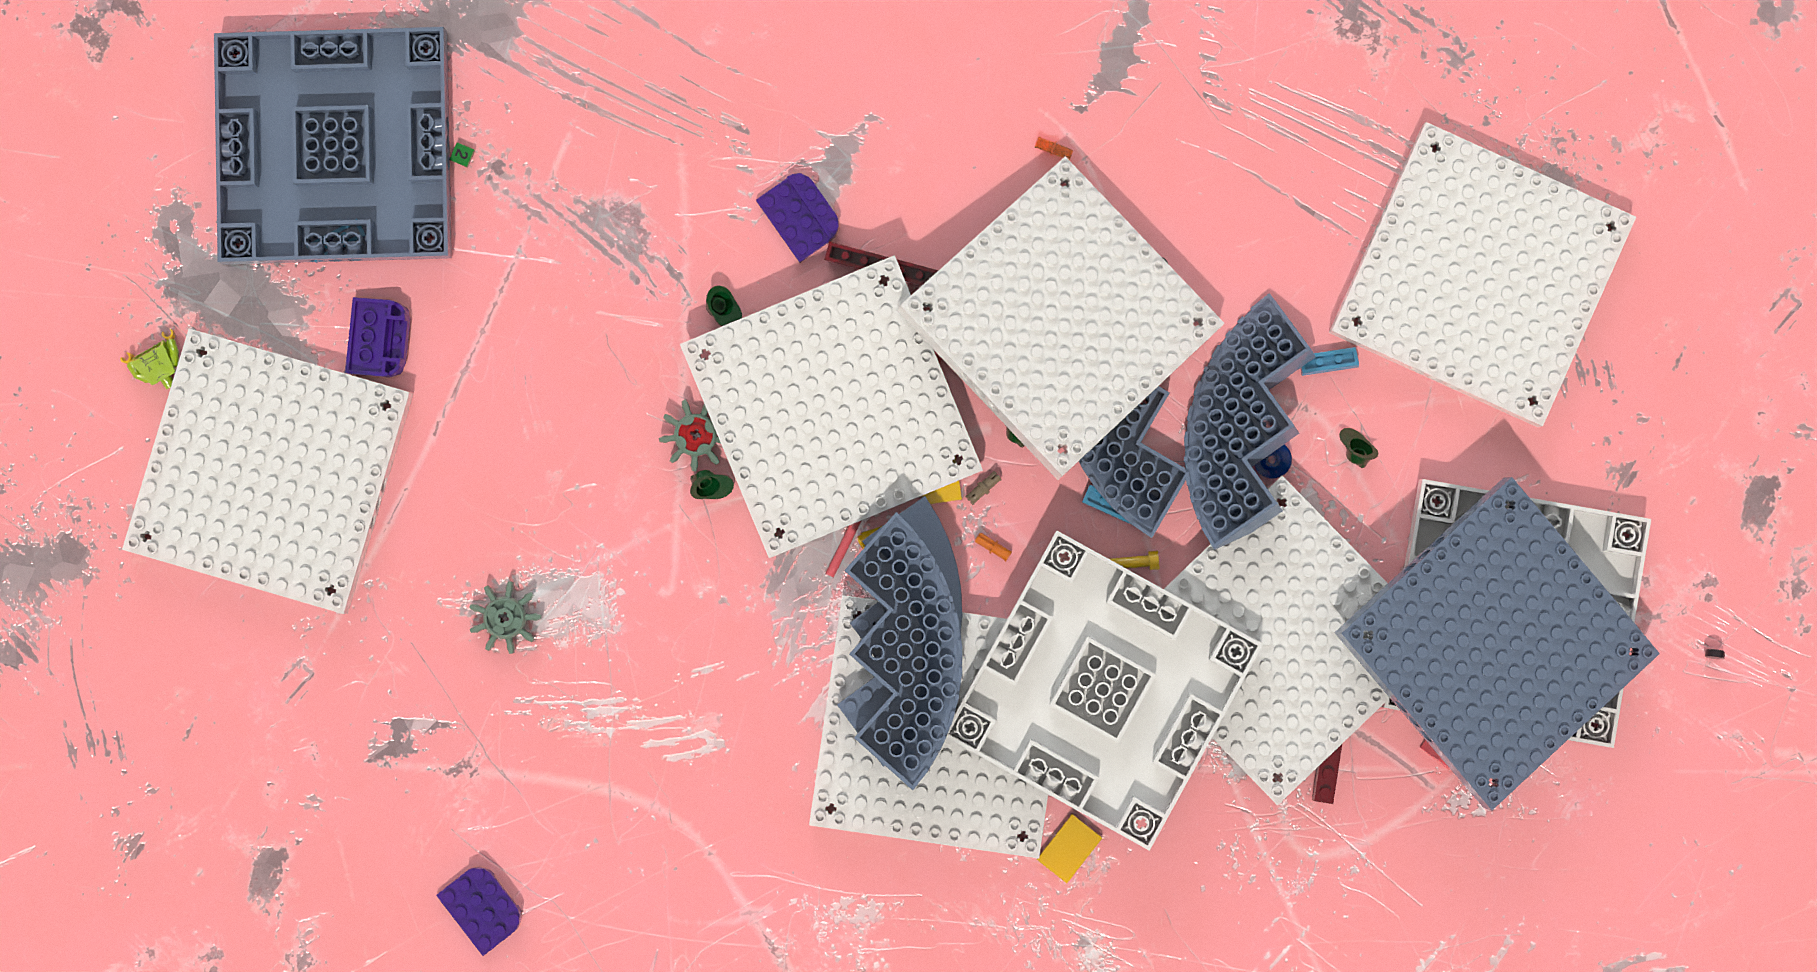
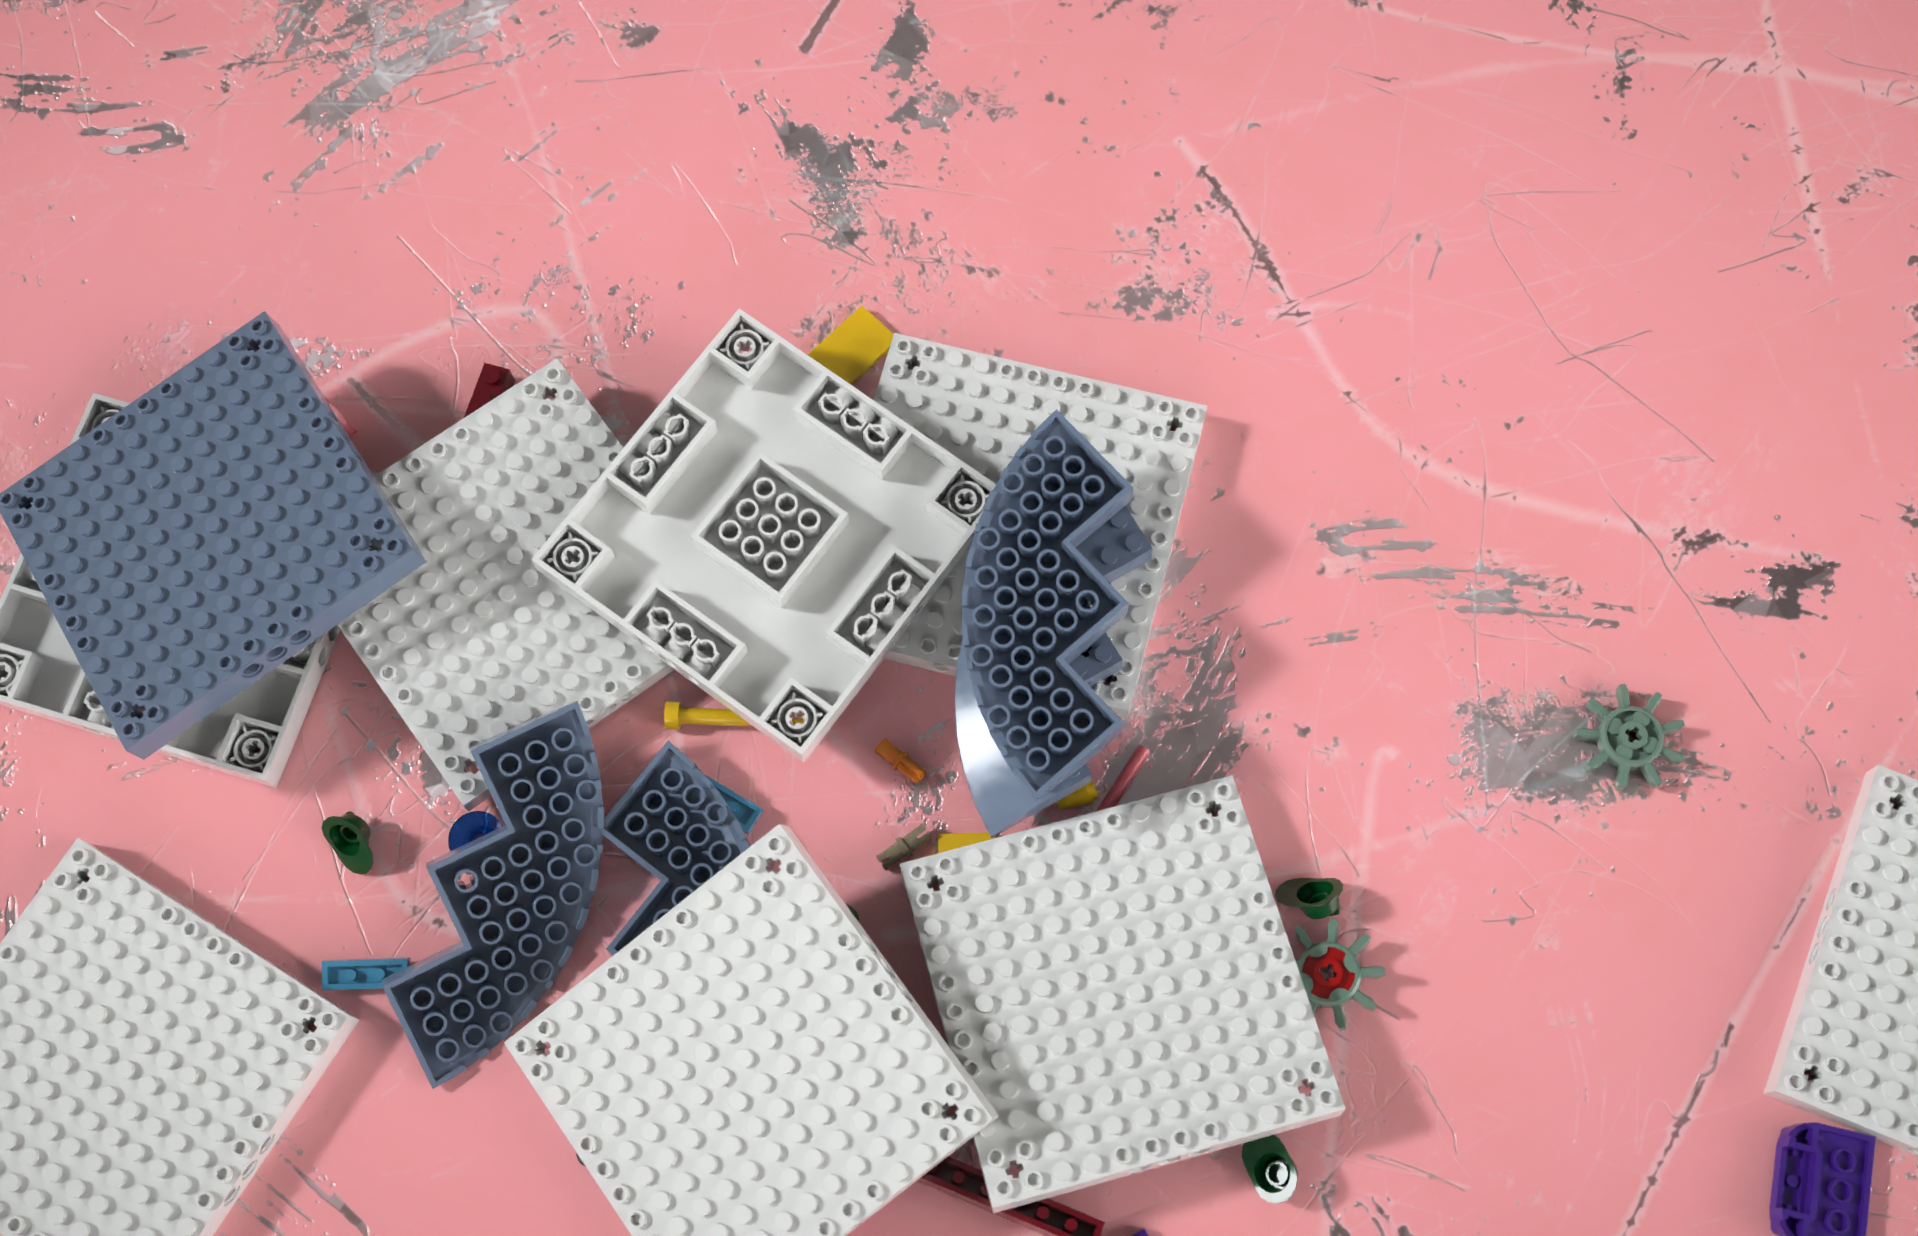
camera: 170 degrees left, 15 degrees down
(481, 908) = (1674, 352): dark purple plate -> none

